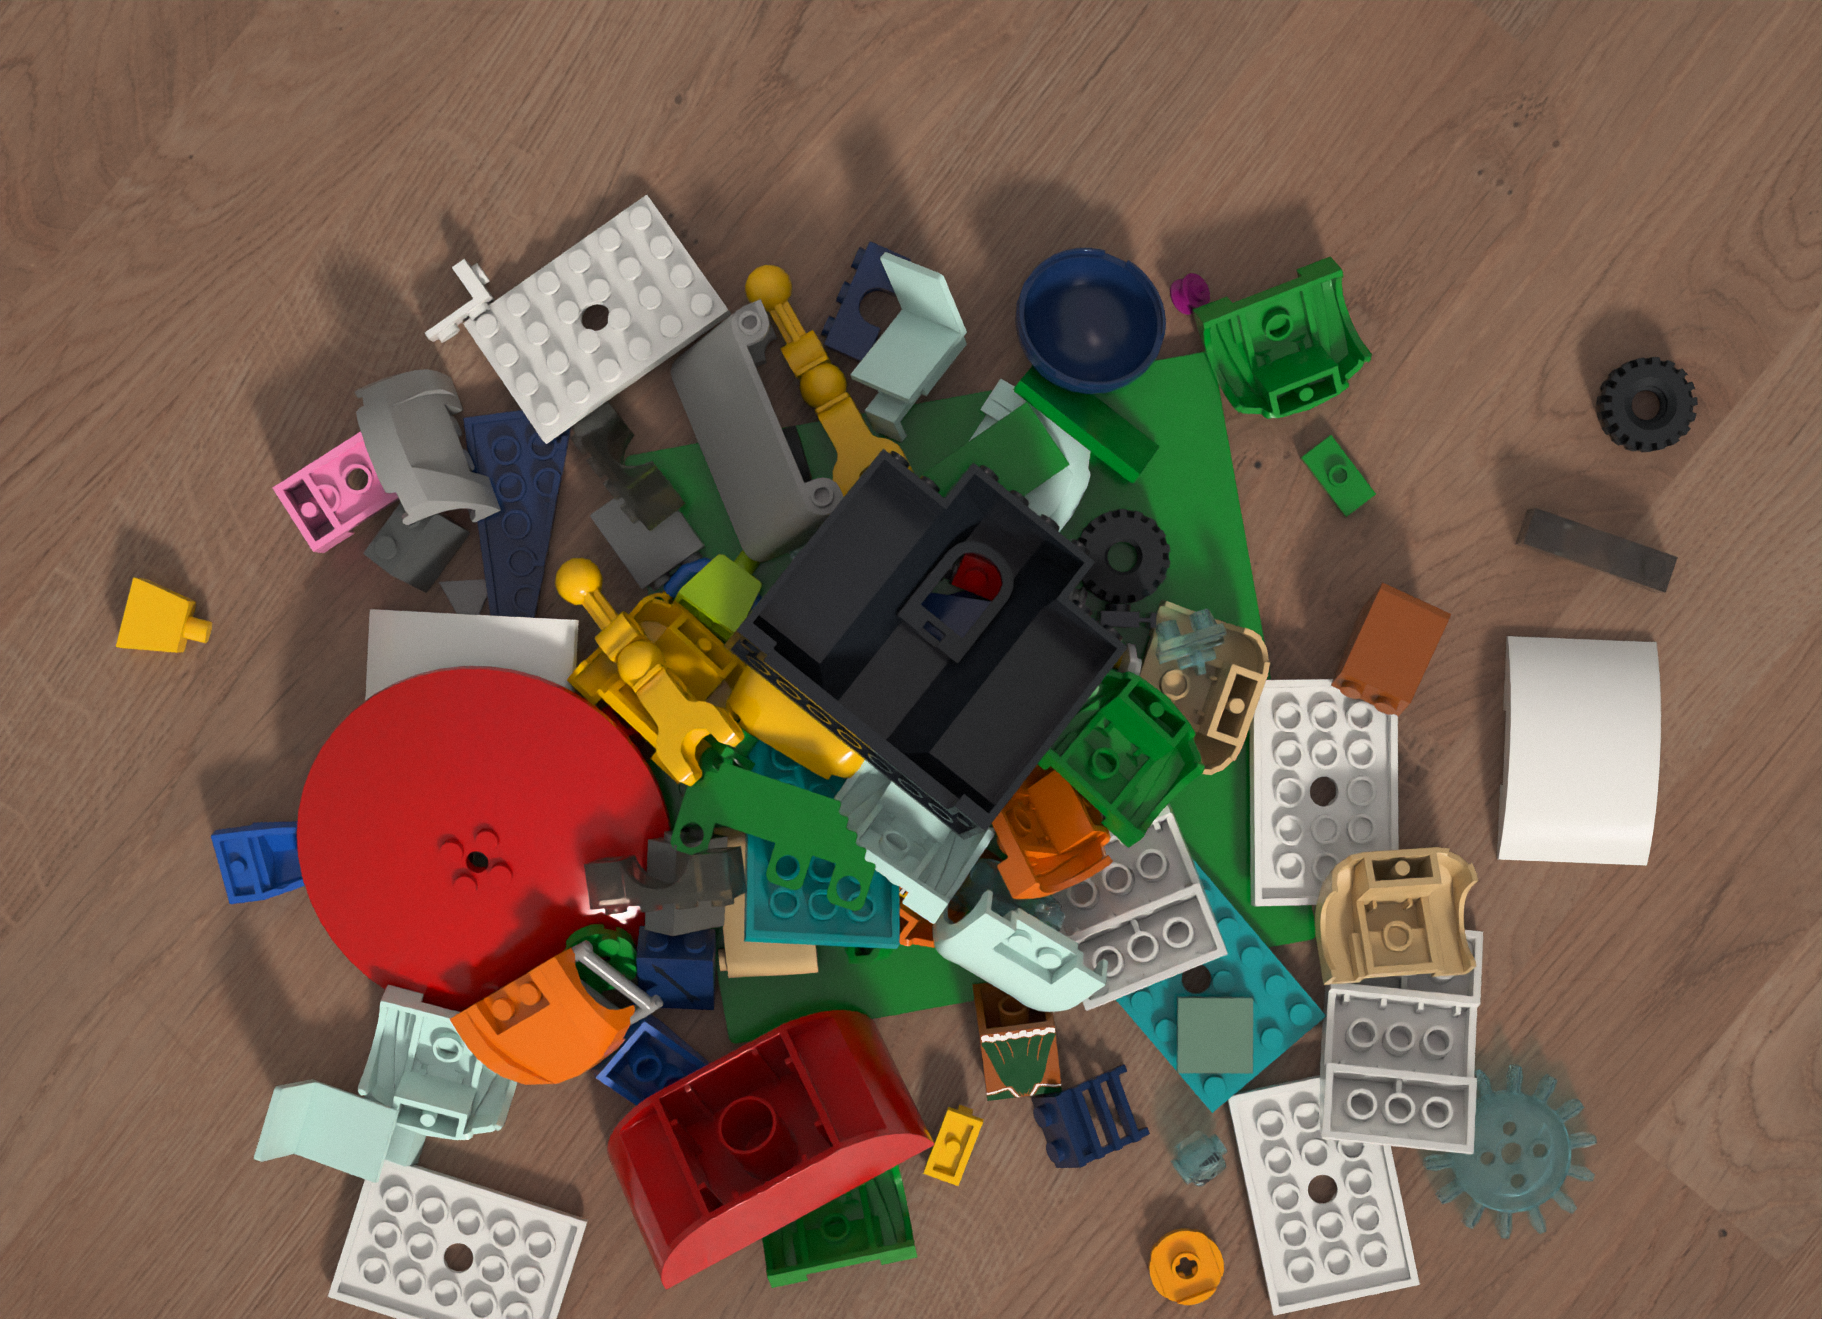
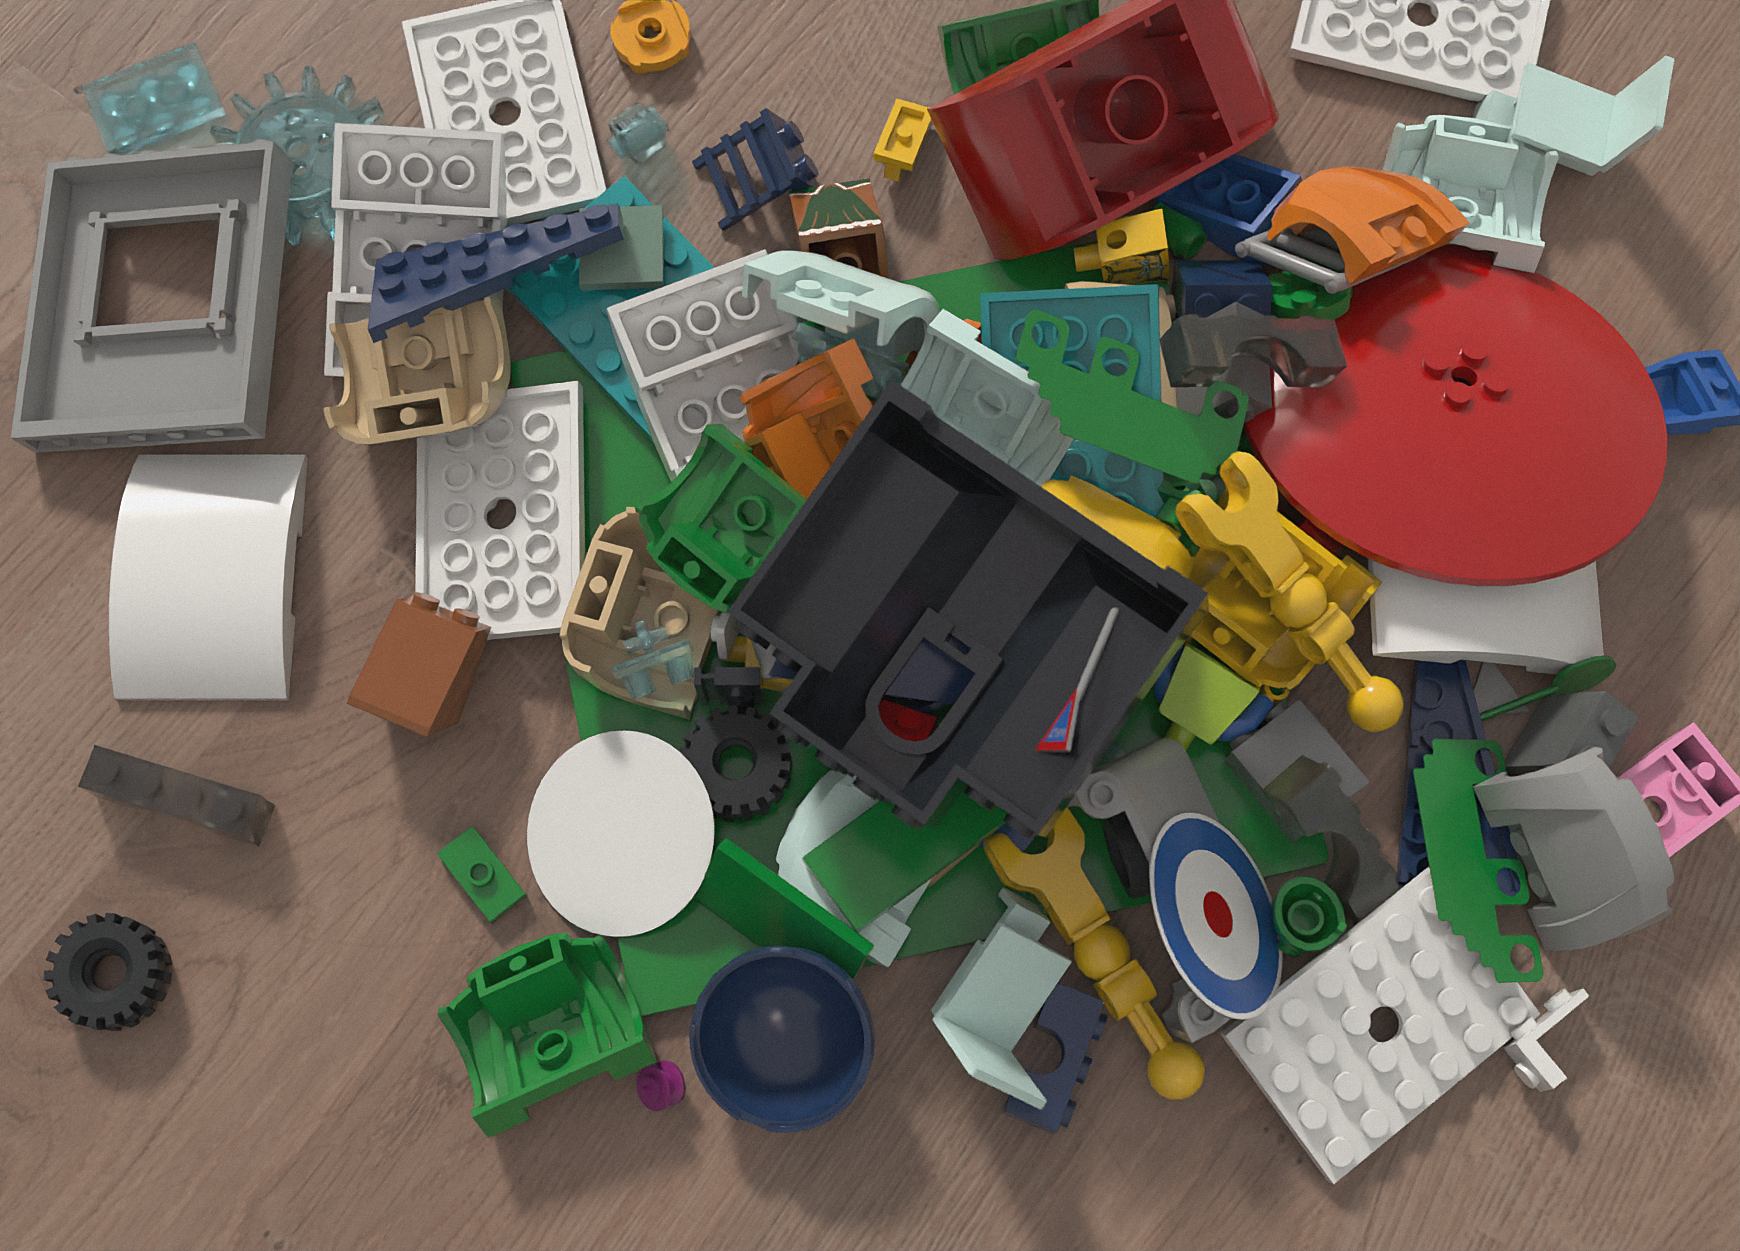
camera: 175 degrees right, 15 degrees down
(405, 602) = (1569, 681): none -> green piece
(522, 447) = (1458, 866): none -> green piece
(651, 406) = (1306, 916): none -> green helmet
(705, 1039) = (1183, 234): none -> green cone
(730, 404) = (1215, 915): none -> sticker
(741, 1012) = (1128, 250): none -> yellow torso
(857, 539) = (1061, 732): none -> piece
(1221, 502) = (620, 833): none -> white sticker
(1348, 1011) = (481, 264): none -> dark blue wing
(1636, 929) = (165, 377): none -> light grey panel
(1650, 1214) = (153, 100): none -> clear light blue plate

